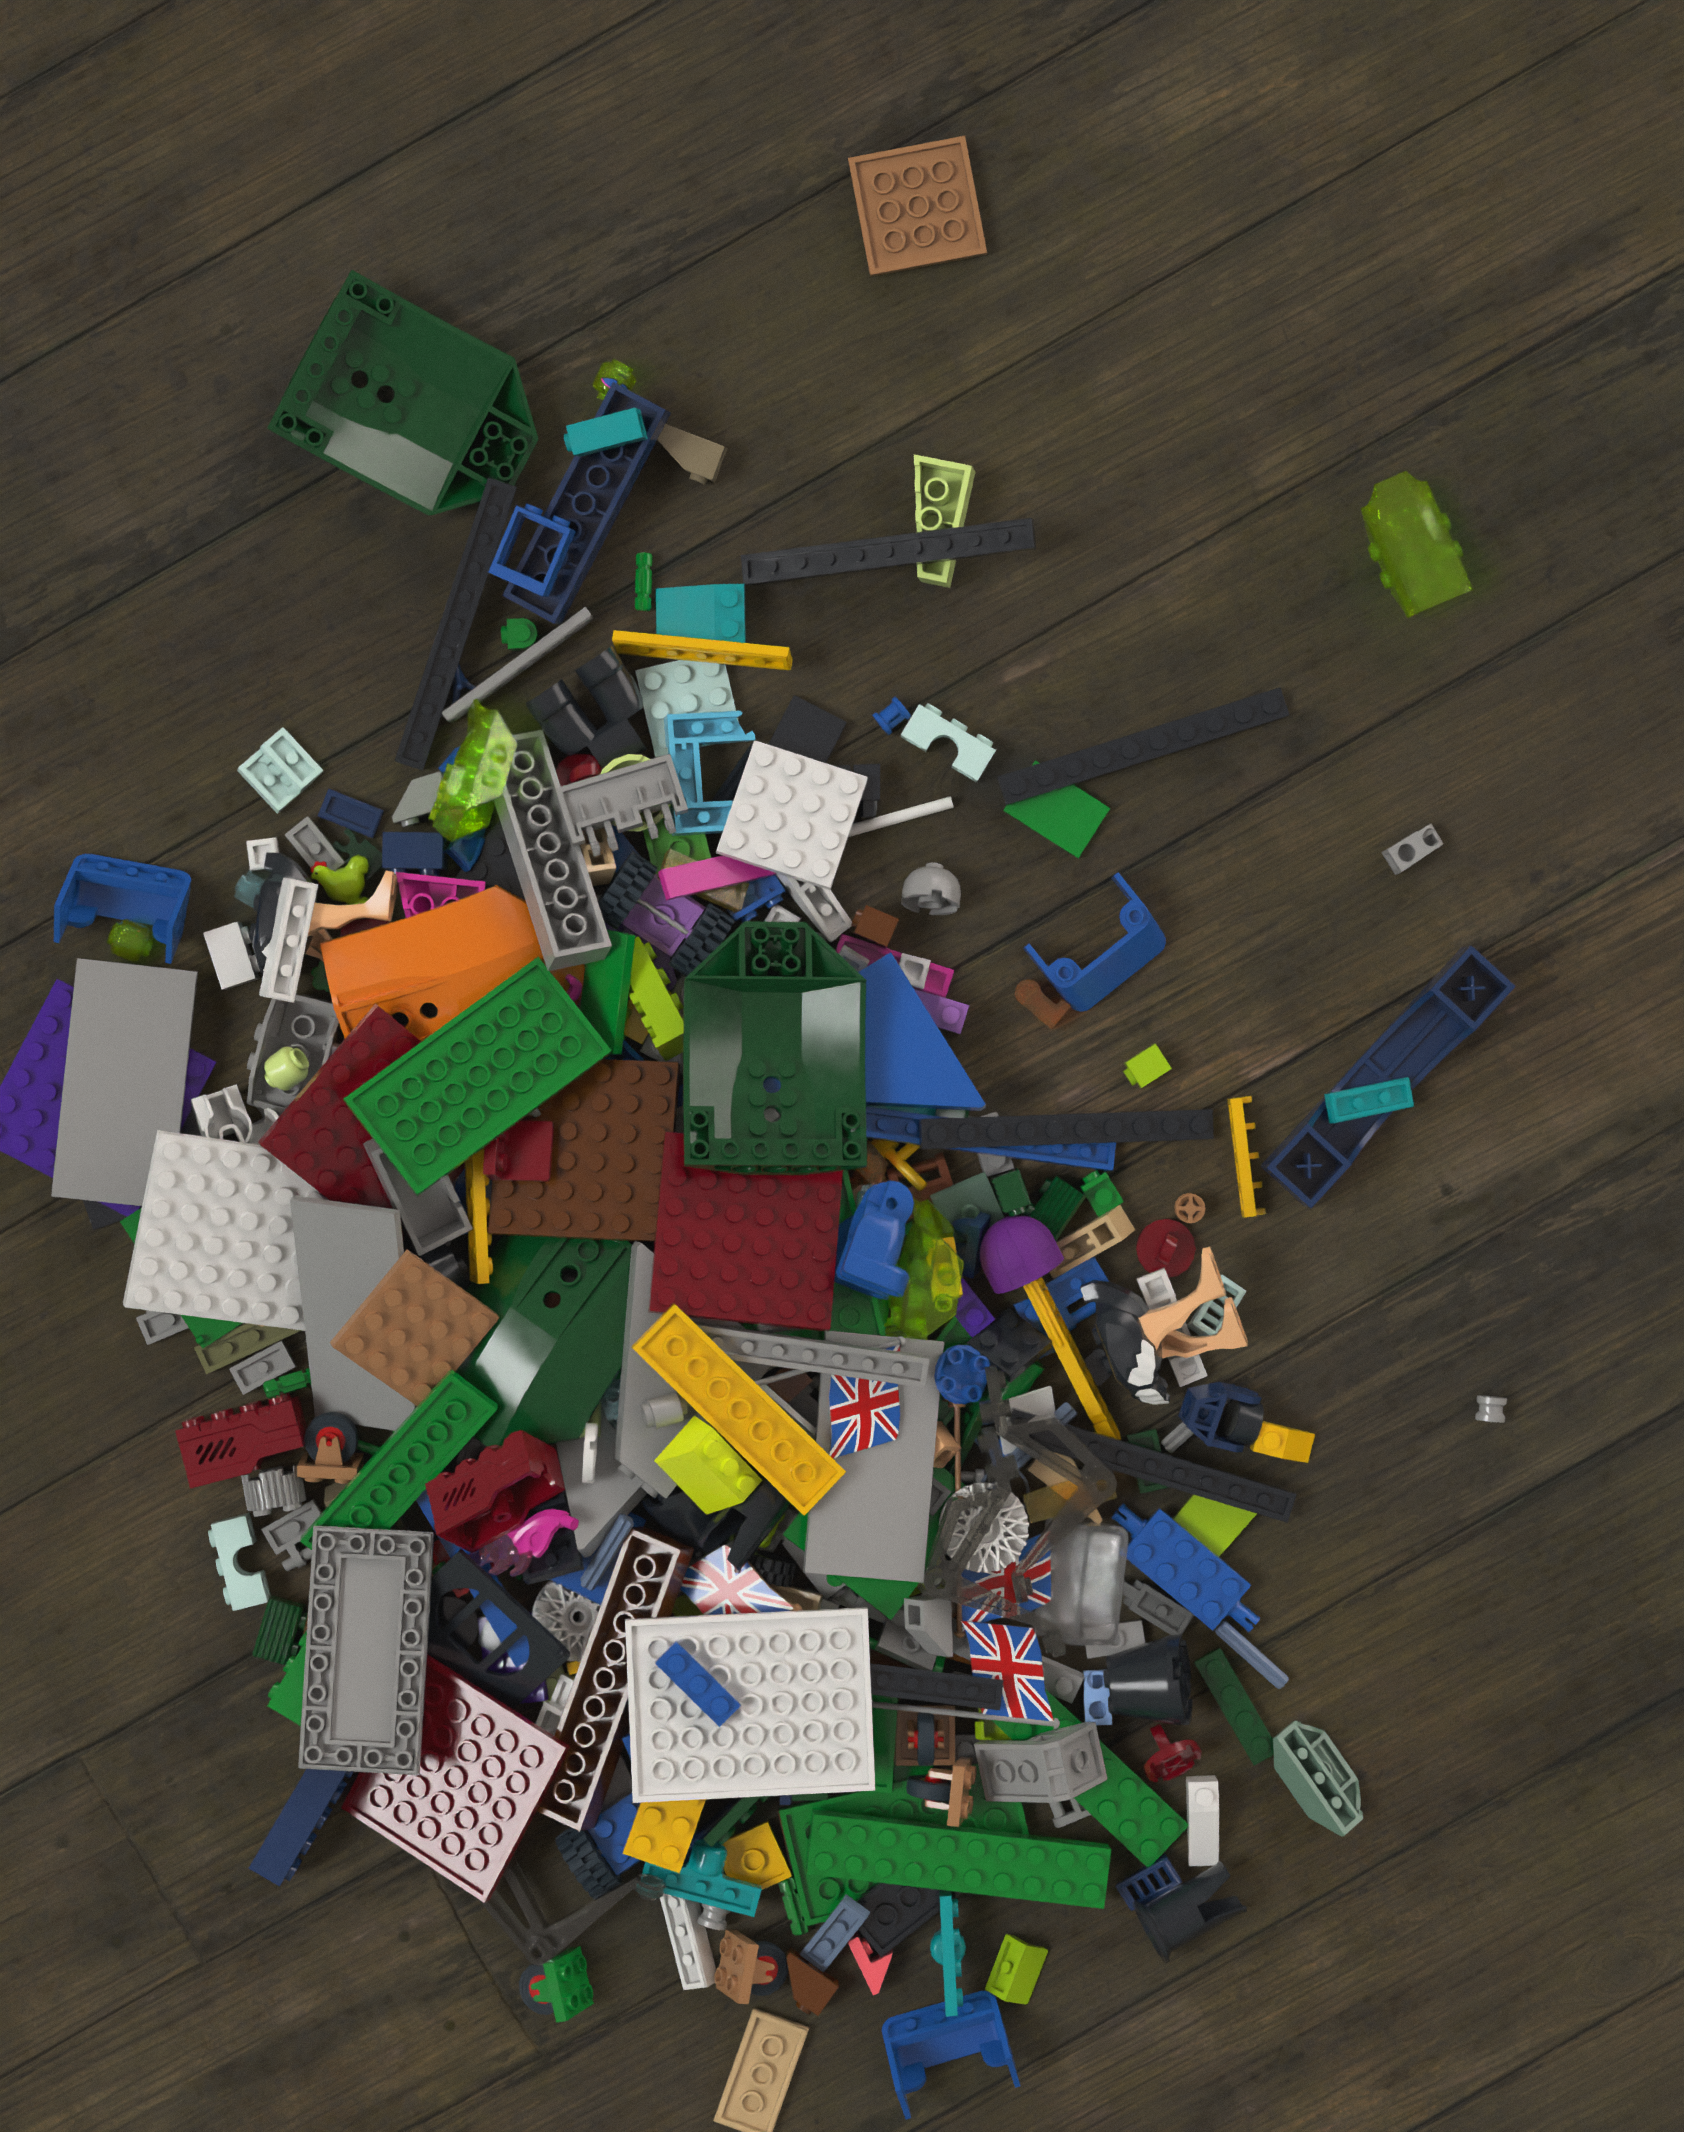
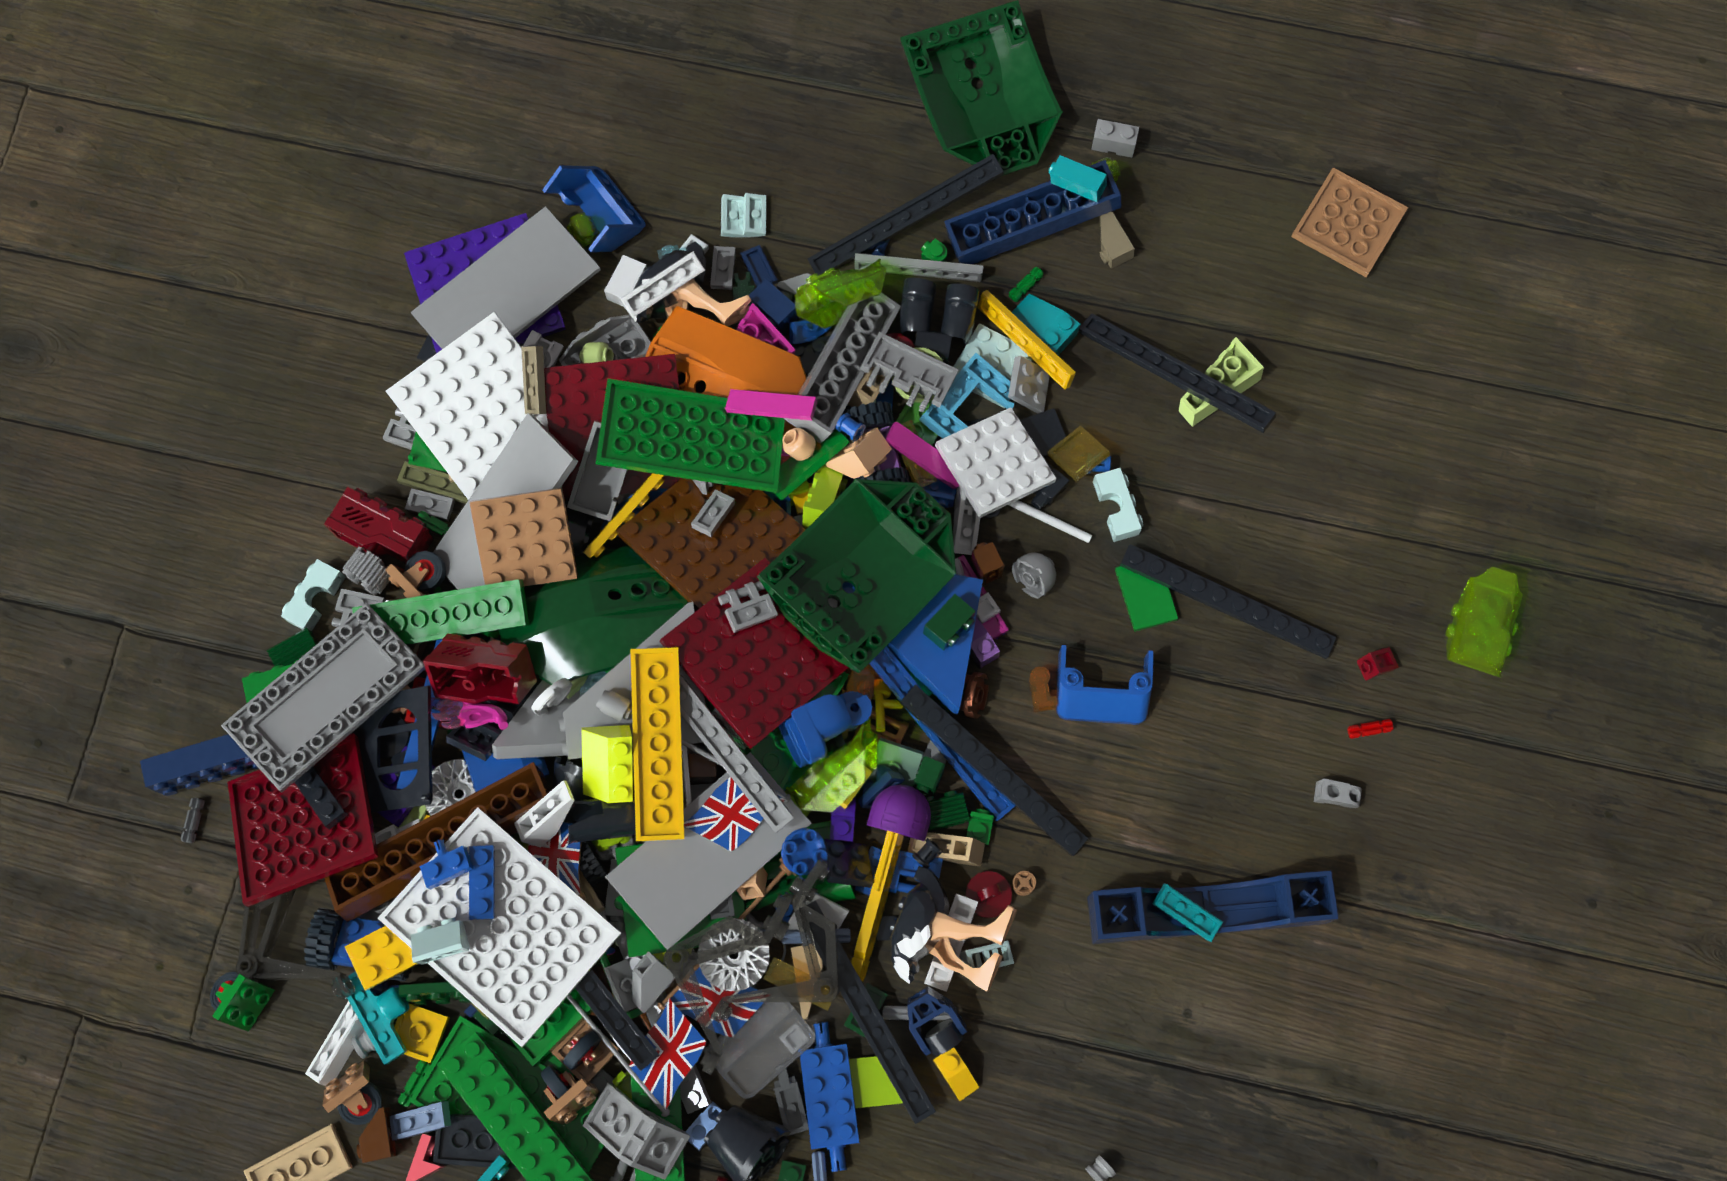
camera: 45 degrees right, 15 degrees down
(264, 1162) = (533, 380): none -> dark tan plate
(343, 1872) = (192, 820): none -> dark grey axle
(344, 883) = (721, 292): lime animal -> none
(460, 1744) = (321, 798): none -> black plate
(521, 1153) = (673, 499): dark red bracket -> none
(528, 974) = (771, 404): none -> dark pink tile
(534, 585) = (975, 192): blue window -> none
(569, 1131) = (713, 513): none -> light grey plate
(586, 982) = (799, 444): none -> light nougat head
(590, 330) = (1115, 138): none -> light grey brick
(606, 1552) = (508, 765): sand blue axle -> none
(623, 920) = (850, 427): none -> blue bush
(651, 1700) = (446, 865): none -> blue plate
(658, 936) = (861, 456): none -> light nougat slope
(693, 1568) = (546, 816): none -> white slope
(708, 1204) = (750, 612): none -> light grey plate
(714, 1772) = (439, 942): none -> light aqua slope
(748, 696) = (1028, 384): none -> light grey plate
(863, 726) = (1078, 453): none -> clear yellow tile
(901, 1030) = (949, 622): none -> dark green brick
(983, 1069) = (975, 694): none -> copper plate
(1076, 1265) = (927, 853): none -> black bush
(1129, 1635) = (757, 1104): light grey plate -> none
(1146, 1066) = (1071, 779): lime brick -> none
(1243, 1157) = (1081, 883): yellow hinge -> none
(1342, 678) = (1377, 663): none -> dark red bracket
(1389, 752) = (1370, 728): none -> red axle

